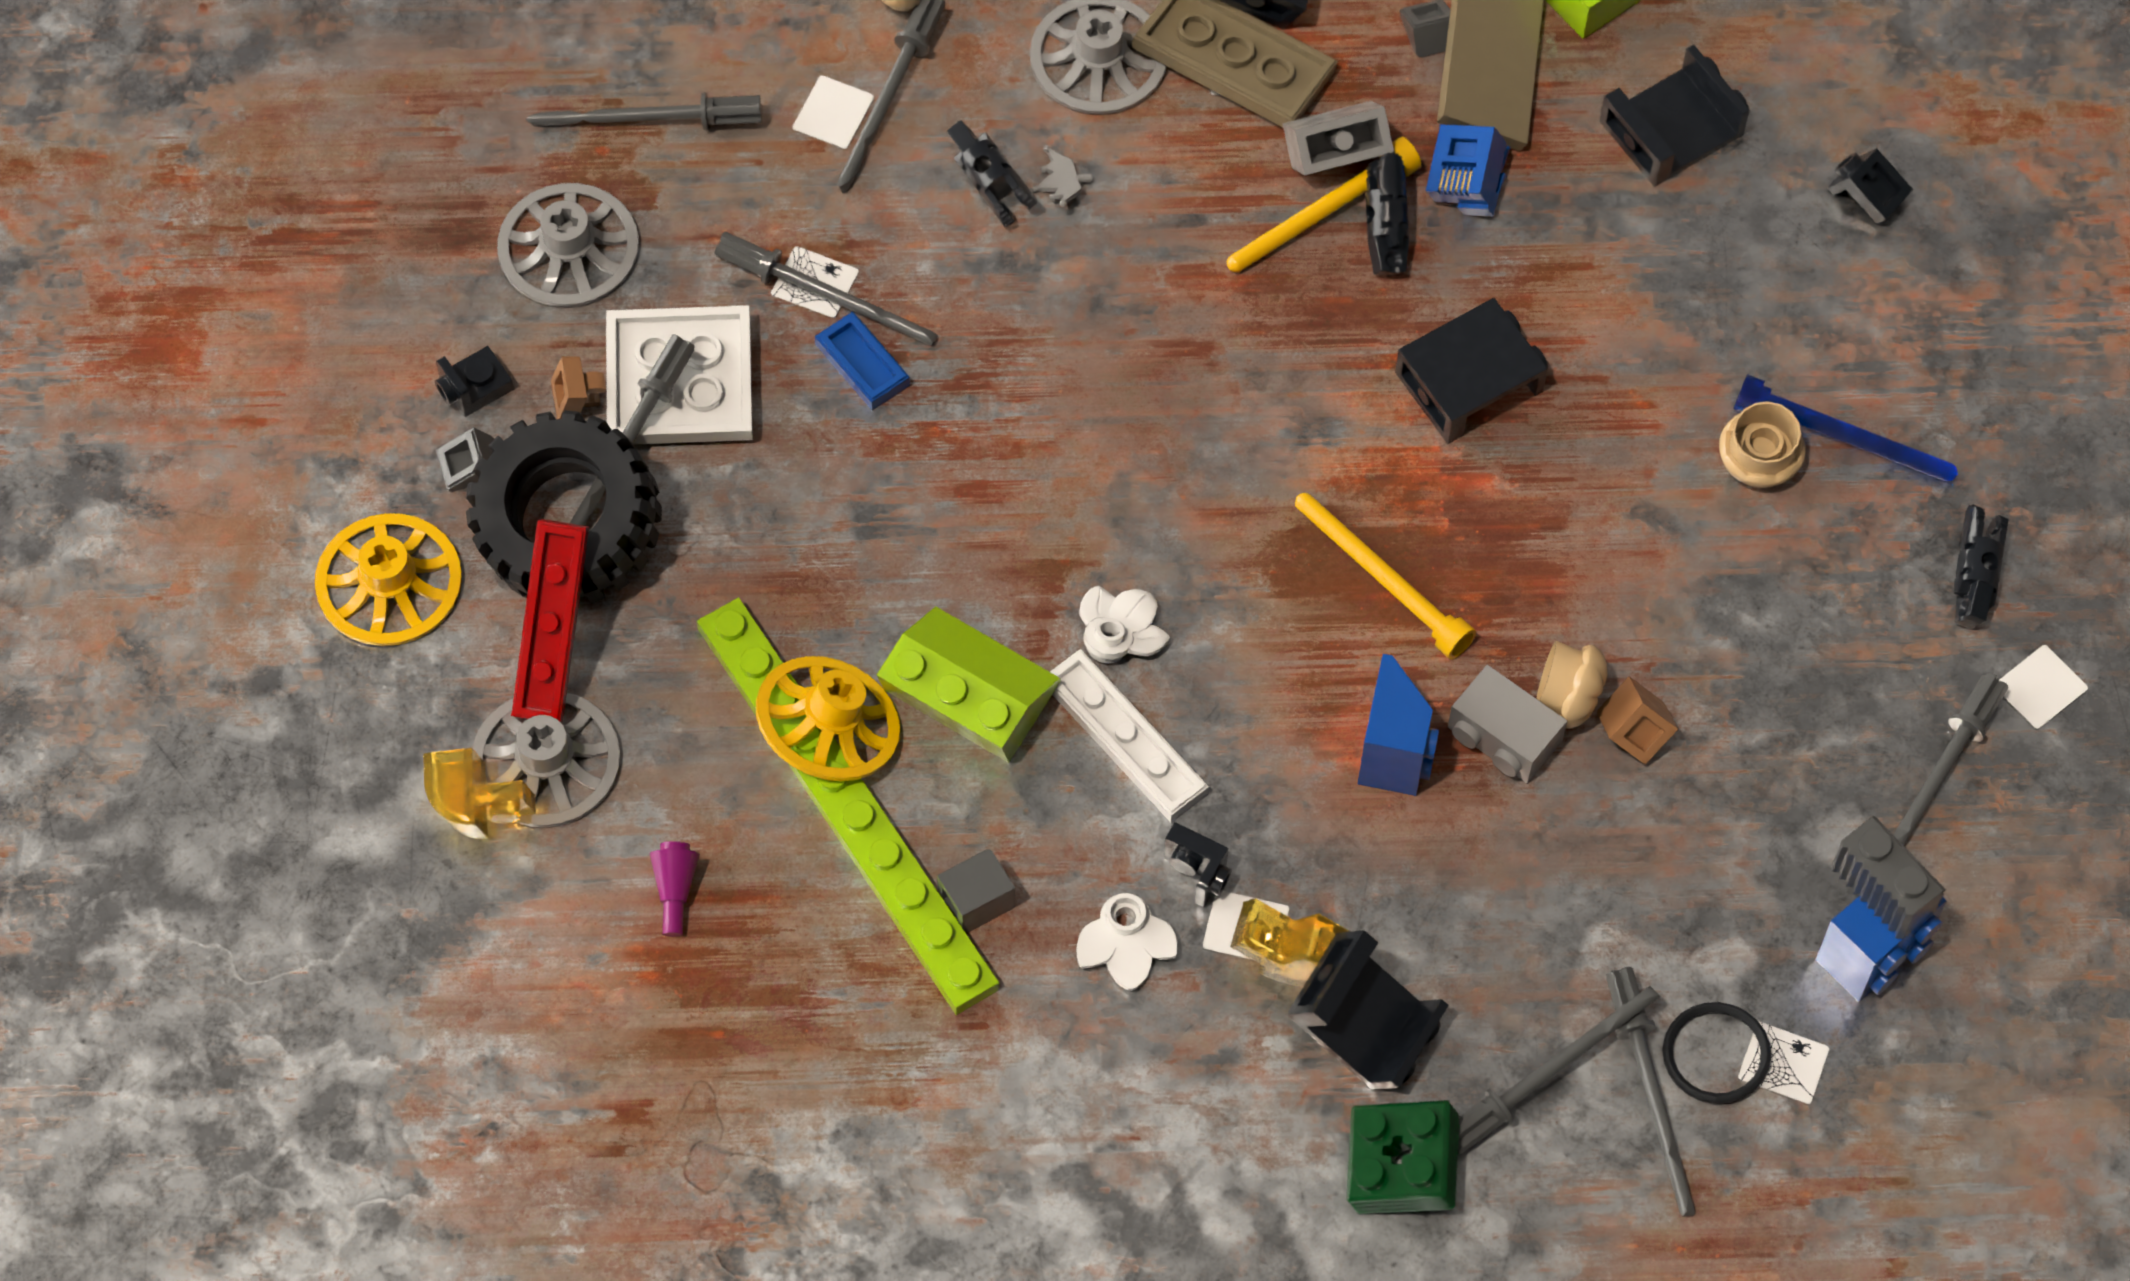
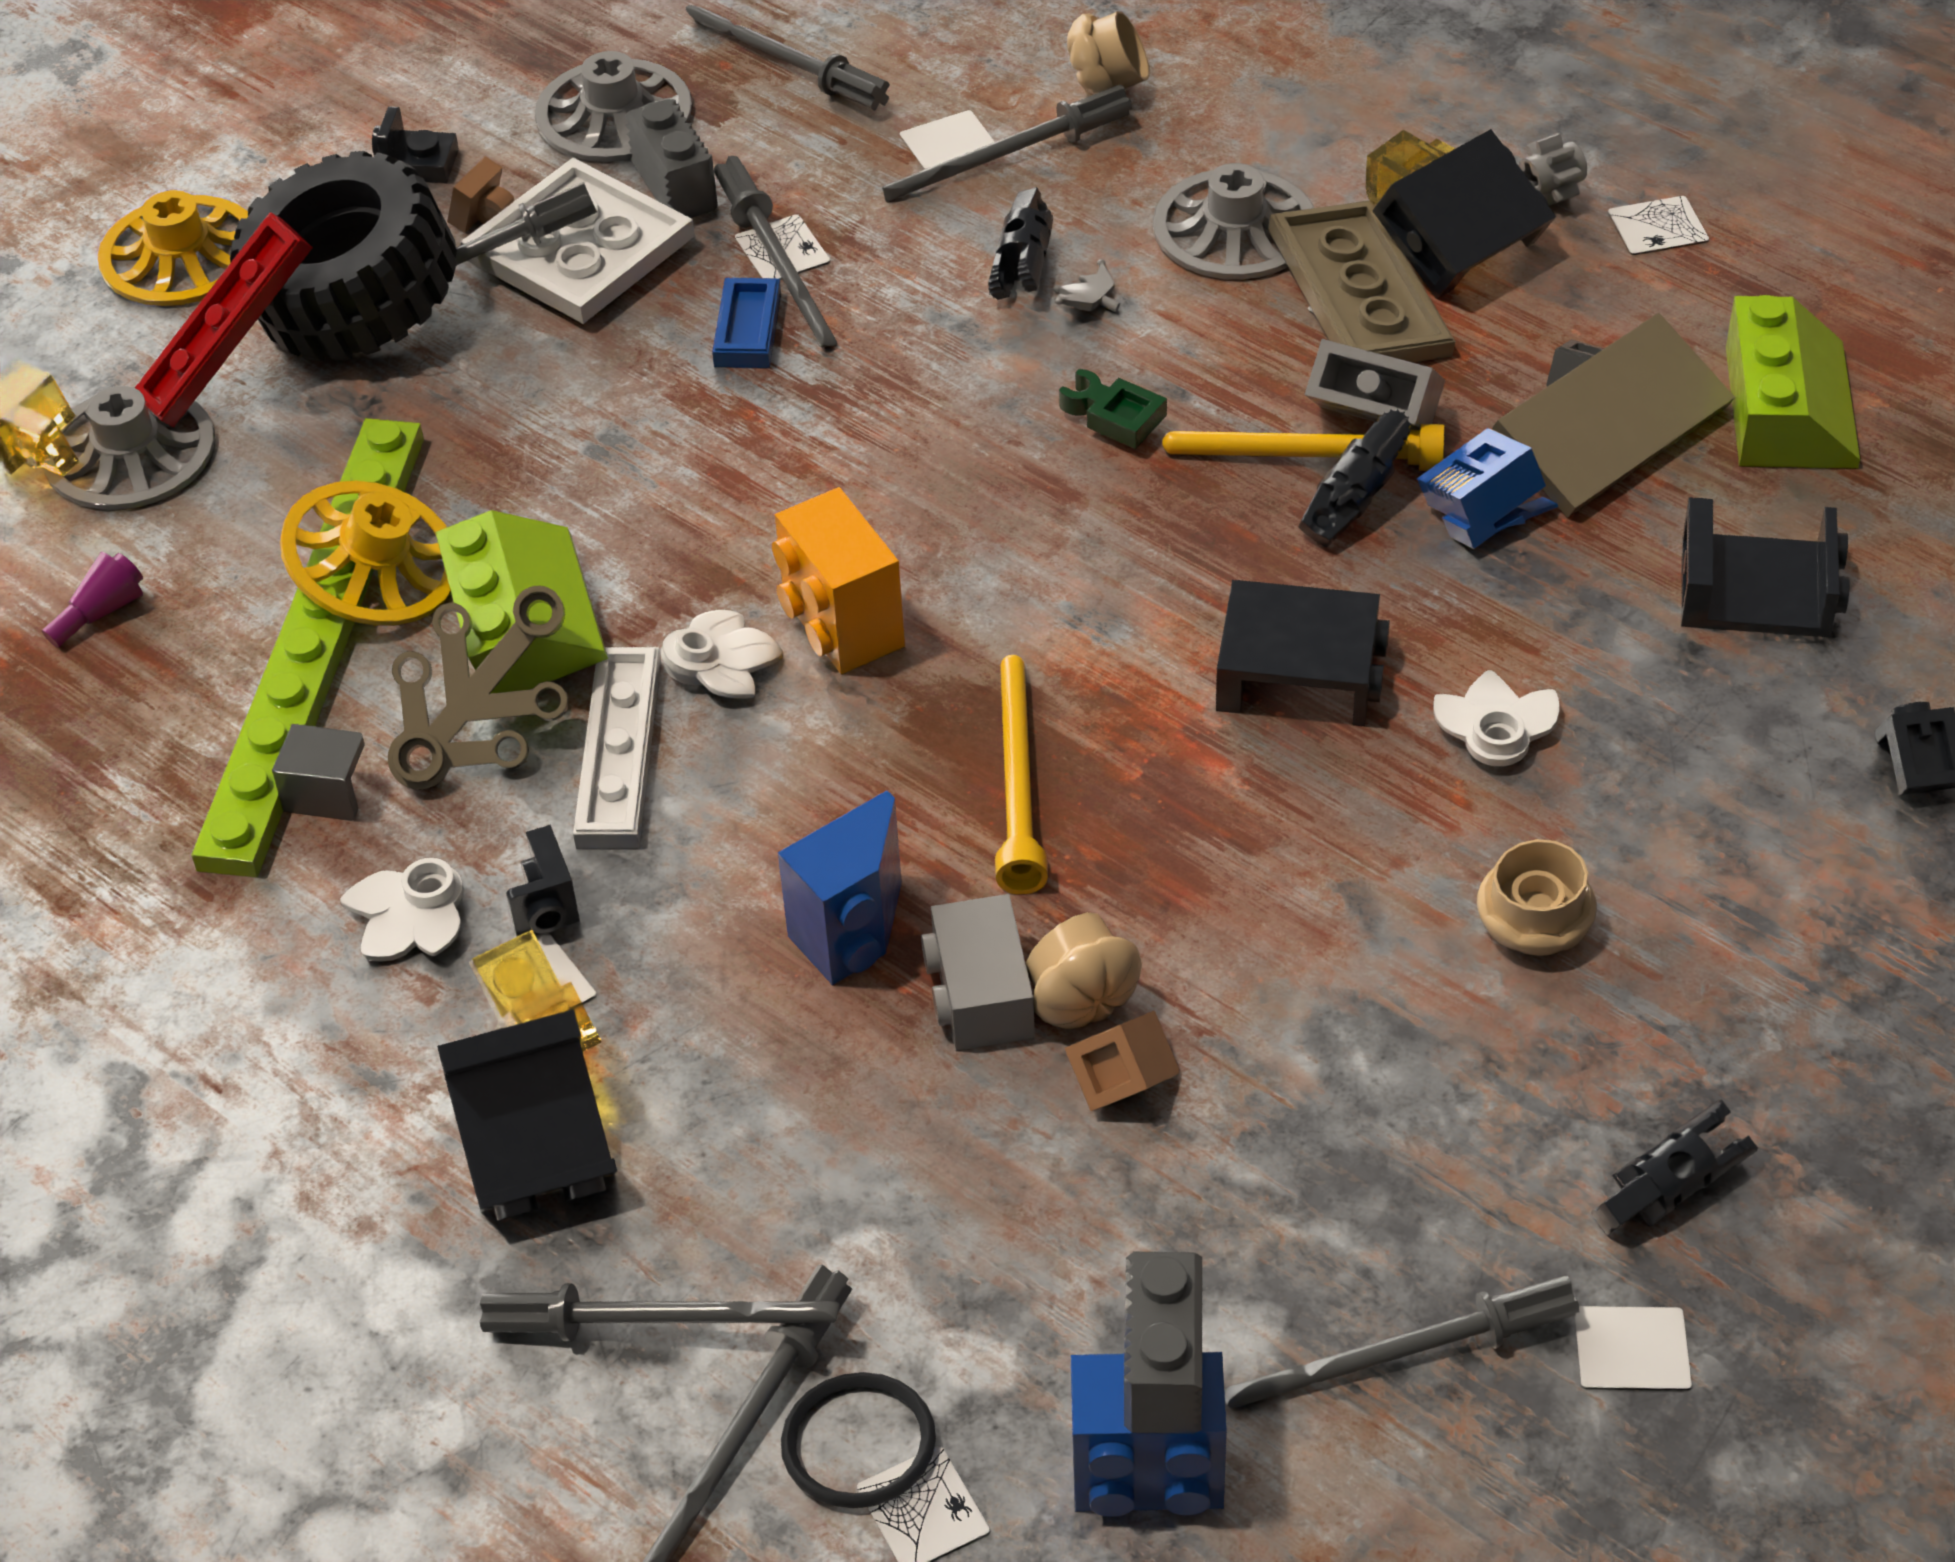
camera: 45 degrees right, 15 degrees down
(679, 265) = (672, 158): none -> dark grey brick
(1025, 771) = (469, 696): none -> dark tan plant
(1164, 522) = (839, 580): none -> light orange brick
(1185, 262) = (1117, 411): none -> dark green plate
(1424, 1177) = (411, 1279): dark green brick -> none
(1613, 330) = (1496, 720): none -> white plate
(1754, 392) = (1655, 954): clear blue piece -> none

